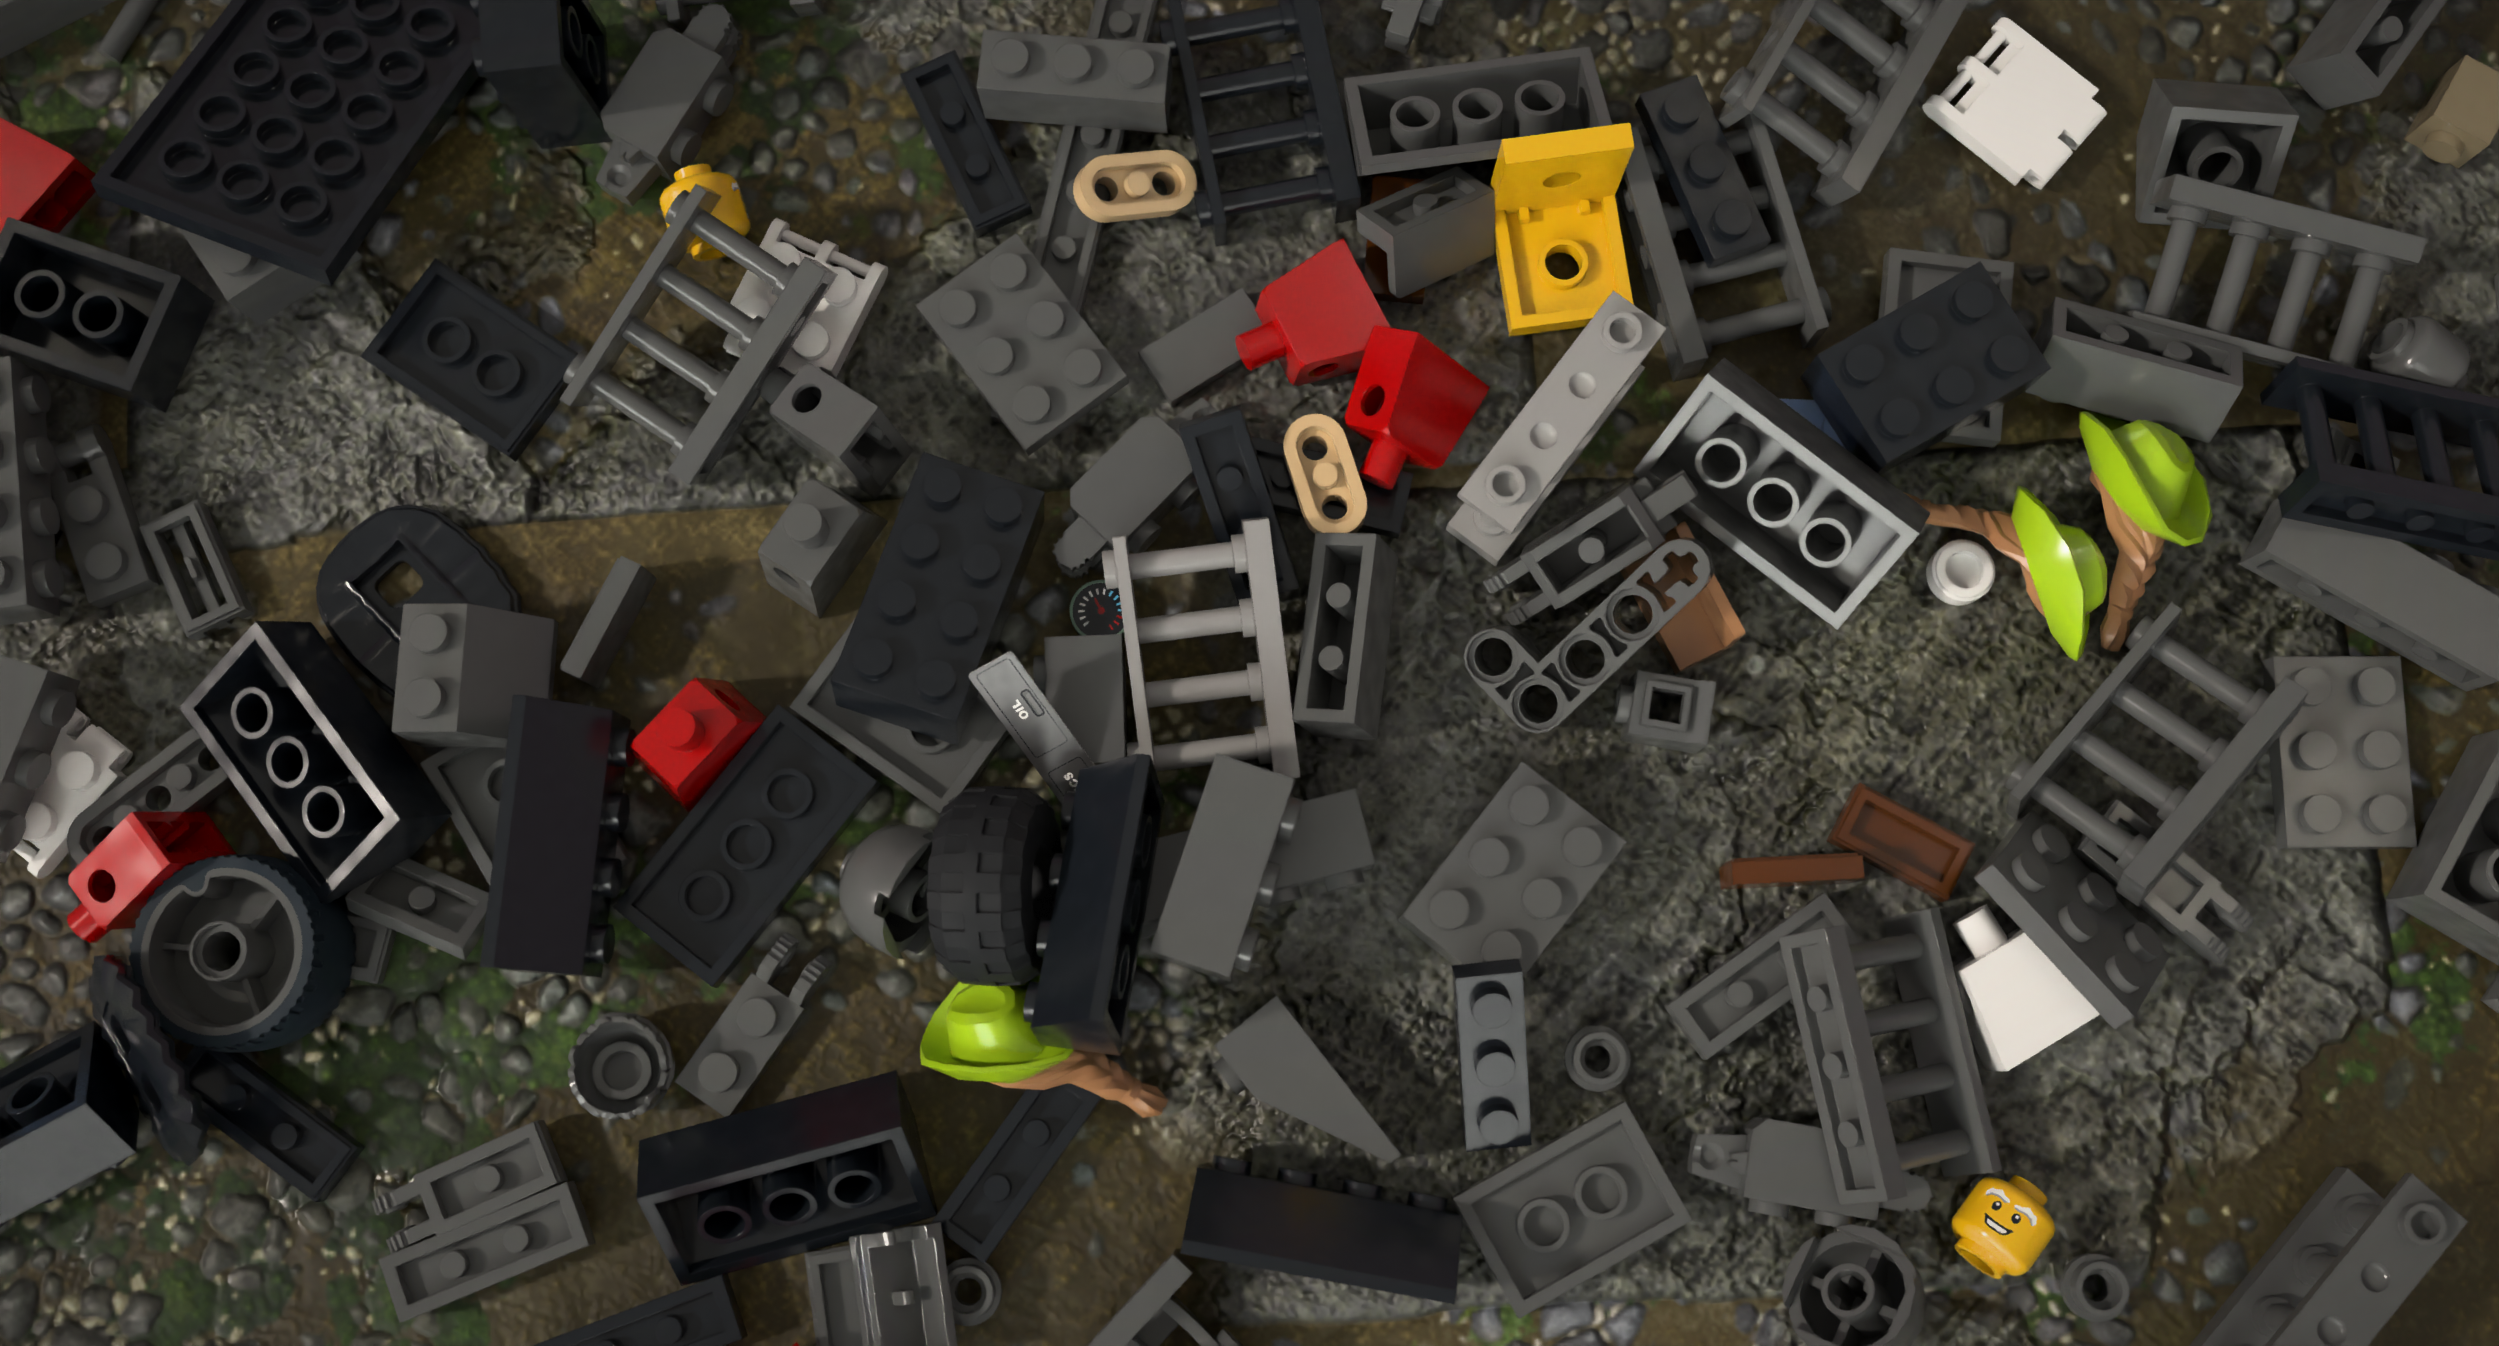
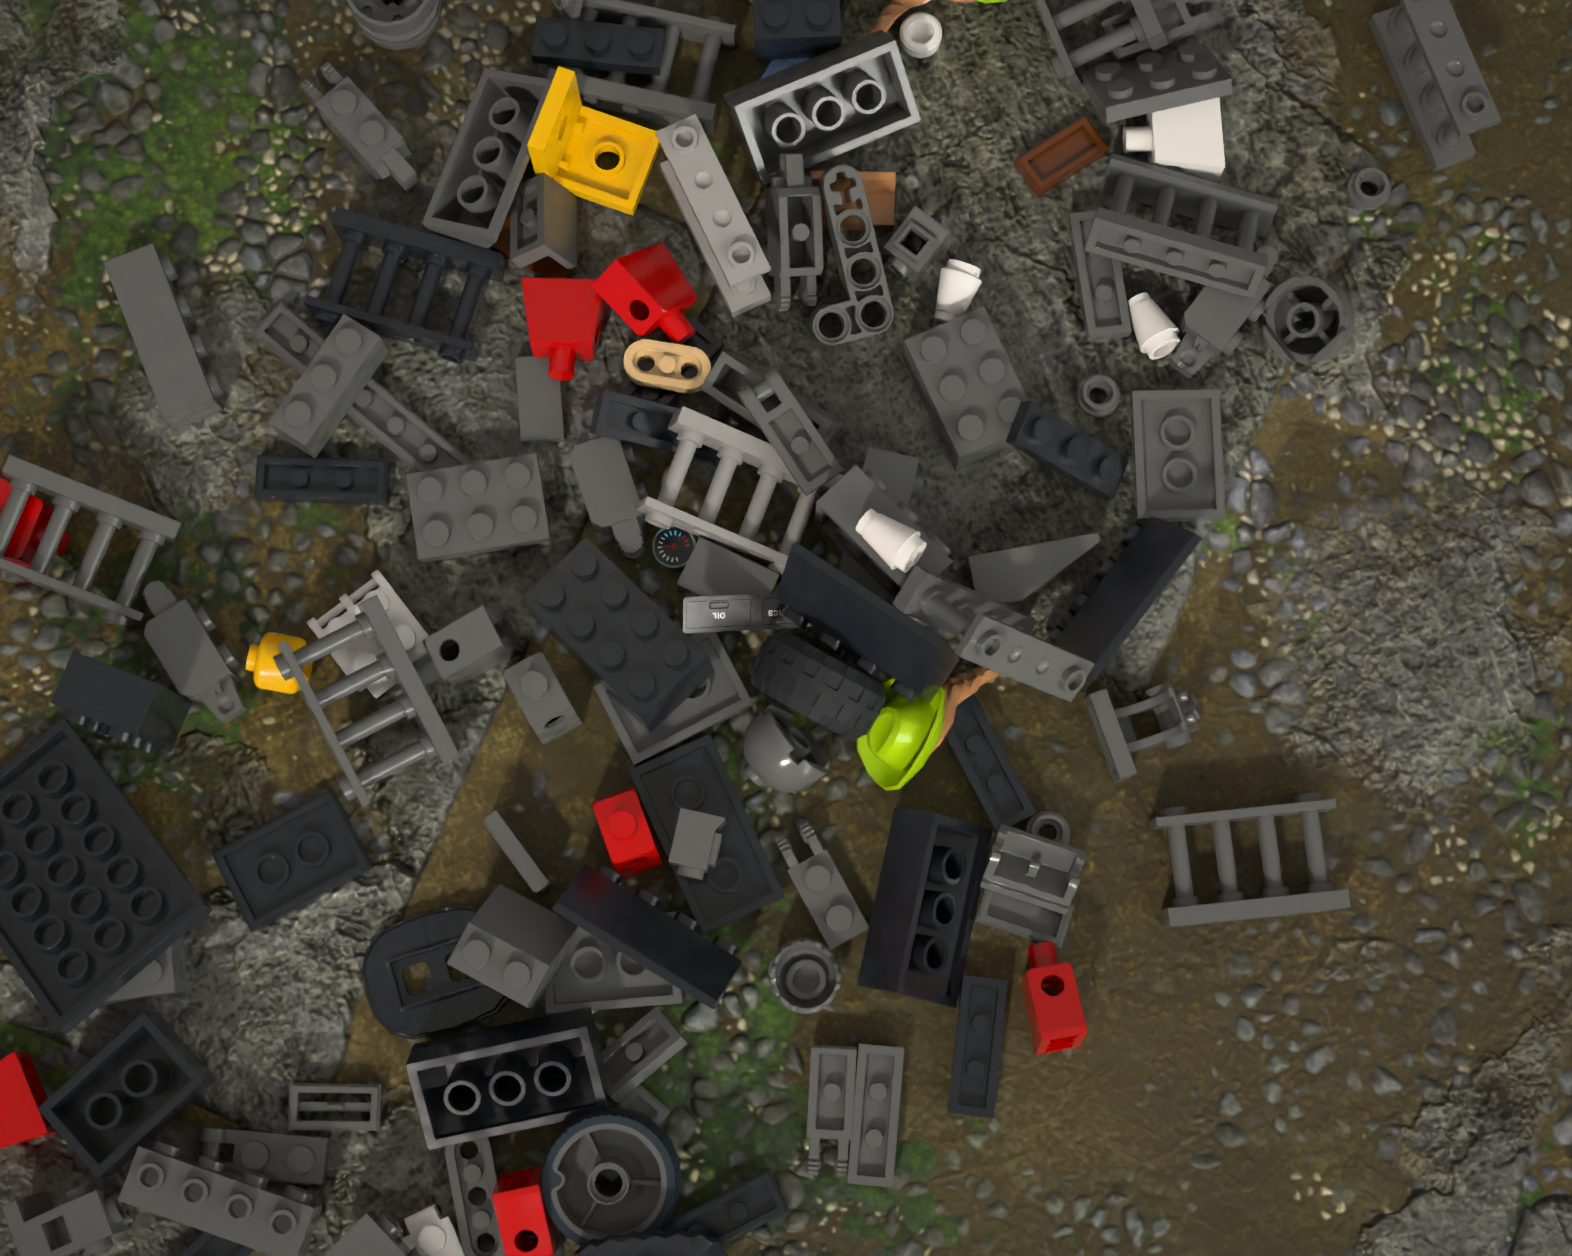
camera: 65 degrees left, 0 degrees up
(716, 836) = (696, 843): none -> dark grey window
(1131, 187) = (413, 390): tan plate -> none
(1181, 1057) = (992, 634): none -> dark grey fence
(1209, 879) = (891, 540): none -> white cone
(1309, 676) = (791, 433): none -> dark grey plate
(1634, 796) = (956, 289): none -> white cone
(1730, 1084) = (1152, 327): none -> white cone
(1791, 871) = (1047, 225): reddish brown tile -> none
(2003, 1226) = (1309, 218): yellow head -> none

